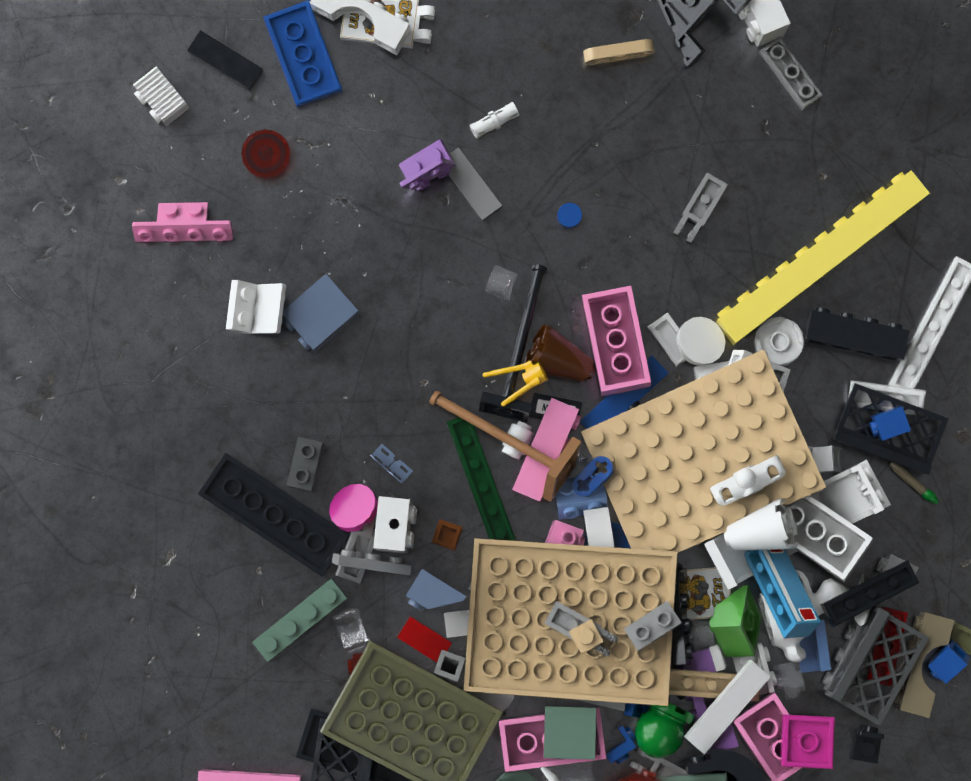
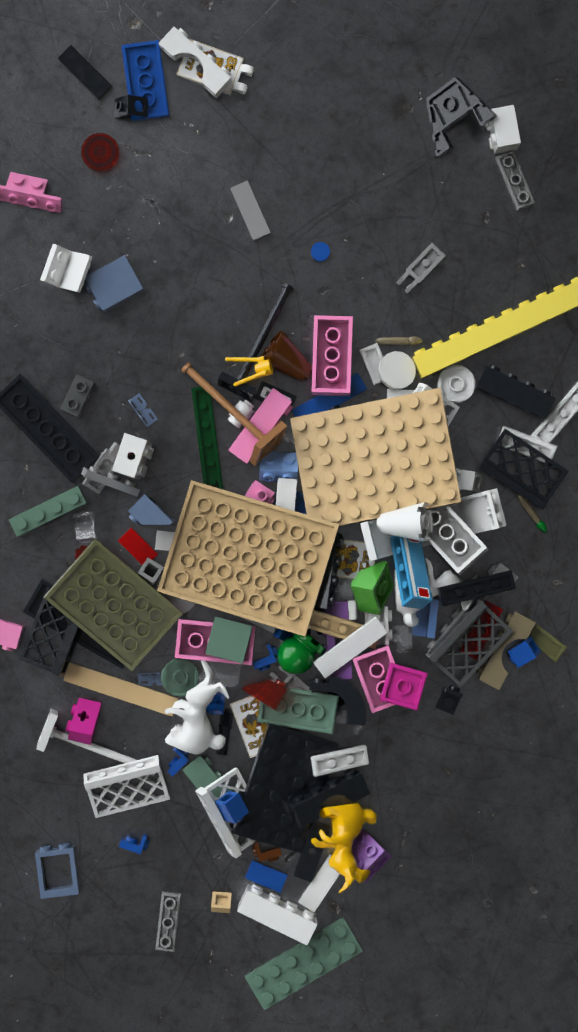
camera: 20 degrees right, 5 degrees up
(161, 97) = (29, 89): white brick -> none
(285, 88) = (125, 106): none -> black bracket
(353, 507) = (106, 436): tile -> none
(426, 165) = (218, 189): medium lavender bracket -> none
(447, 535) = (172, 472): dark orange tile -> none
(494, 120) = (279, 165): white pin -> none
(501, 282) = (256, 291): clear brick -> none
(565, 619) = (252, 564): light grey hinge -> none
(586, 636) = (256, 571): tan plate -> none
(589, 472) = (287, 450): blue beam -> none
(618, 51) = (387, 134): tan beam -> none
(652, 626) = (306, 575): light grey brick -> none
(711, 300) = (413, 340): none -> dark tan piece
(748, 481) = (404, 483): white piece -> none
(889, 423) = (522, 465): blue brick -> none

